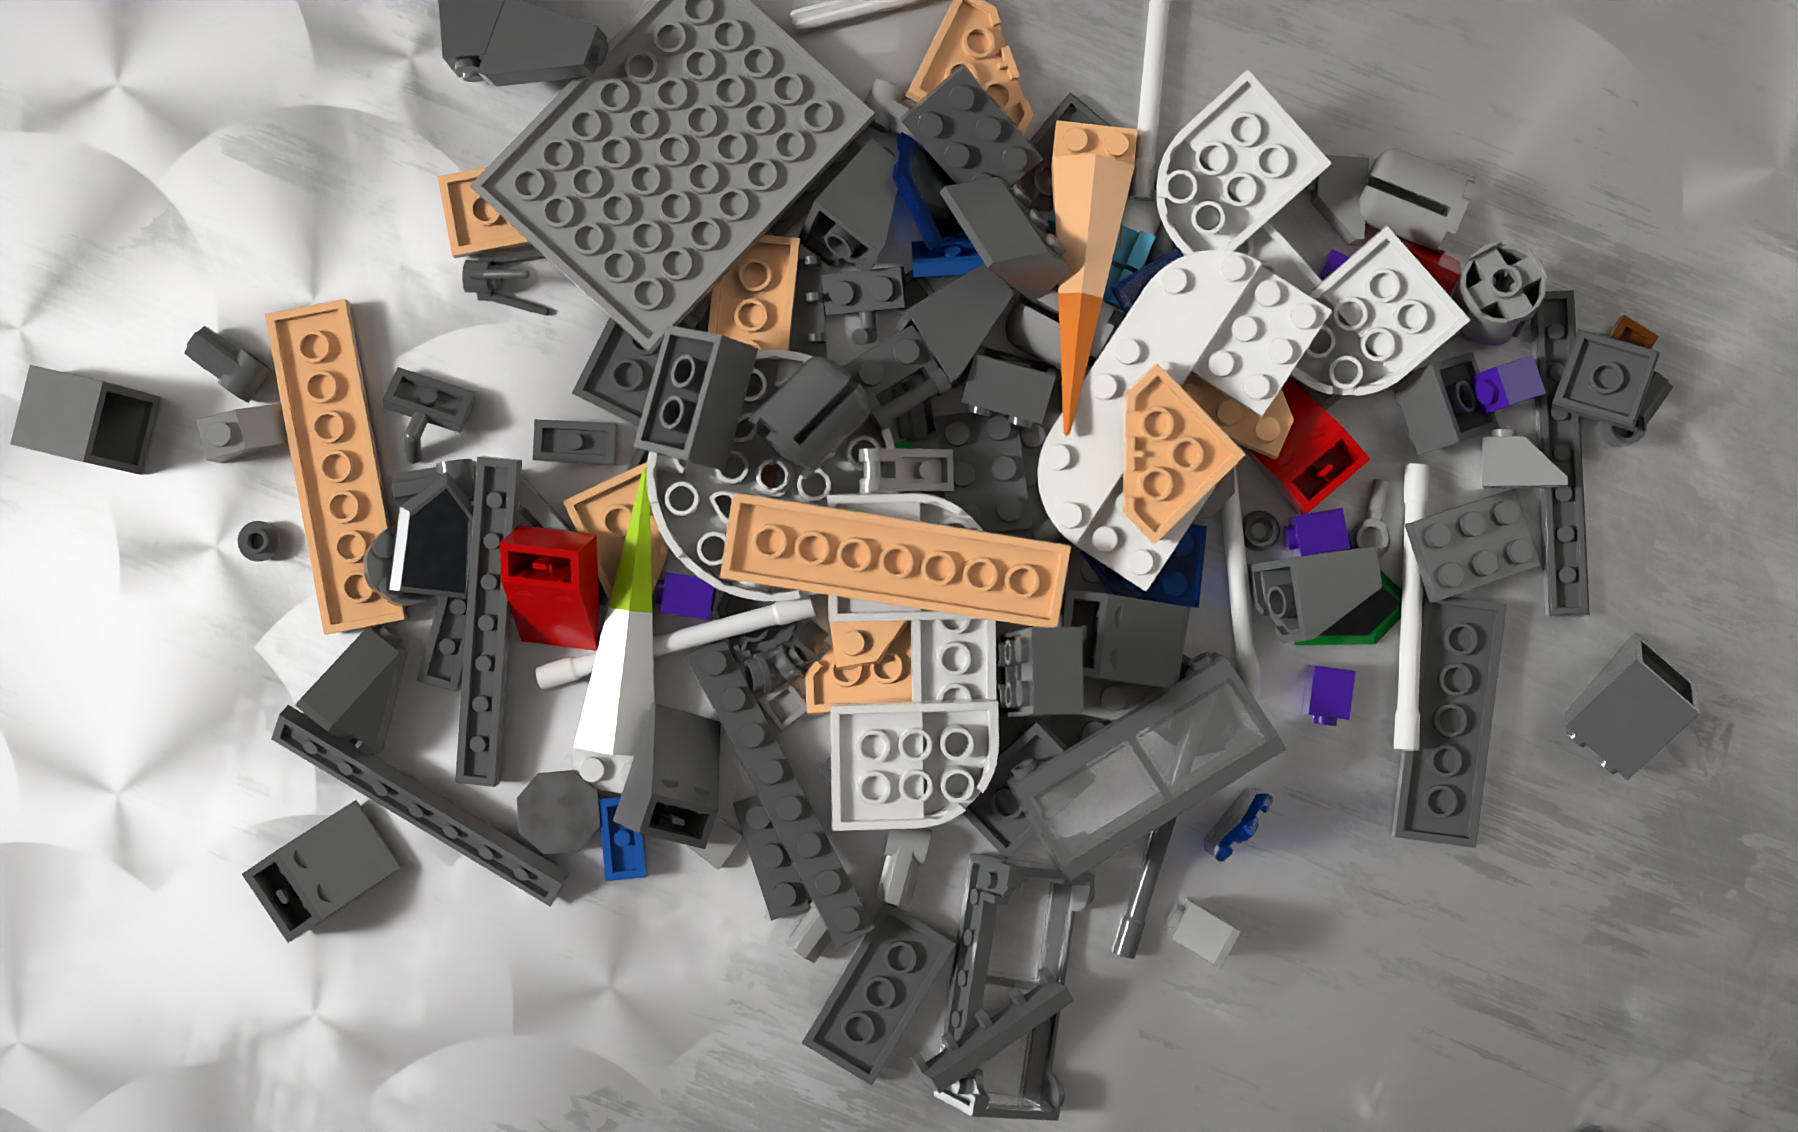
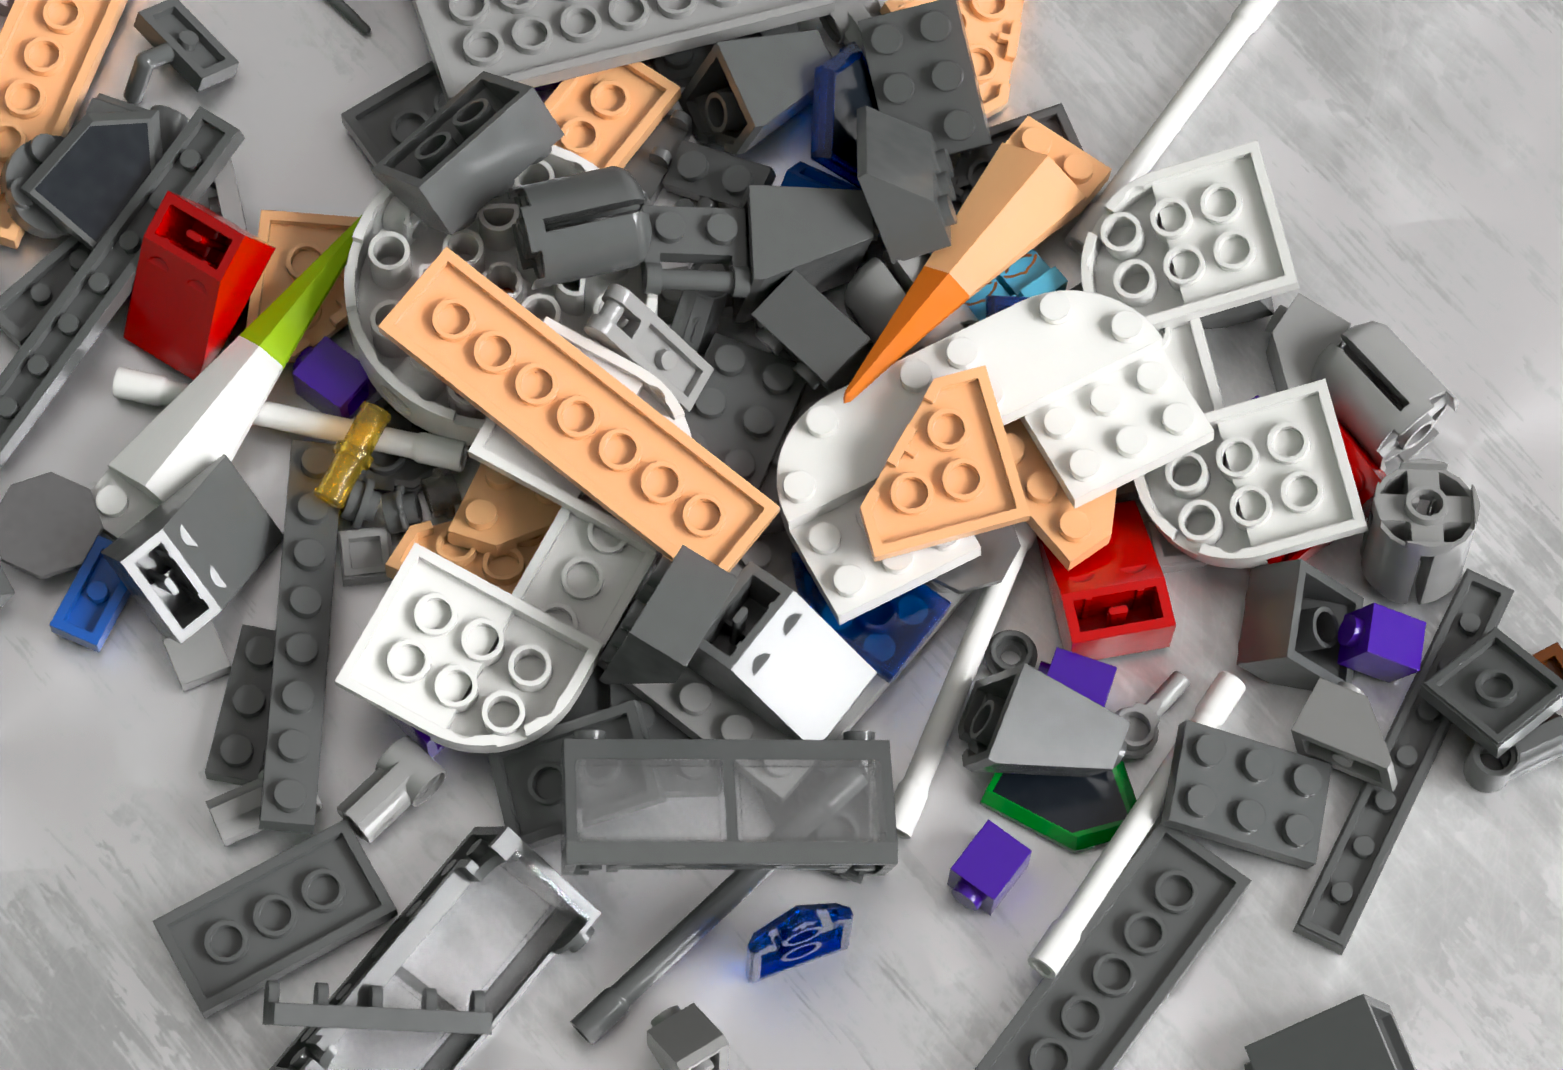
camera: 25 degrees right, 20 degrees down
(575, 442) = (313, 166): dark grey plate -> none
(740, 651) = (352, 455): none -> clear yellow pin

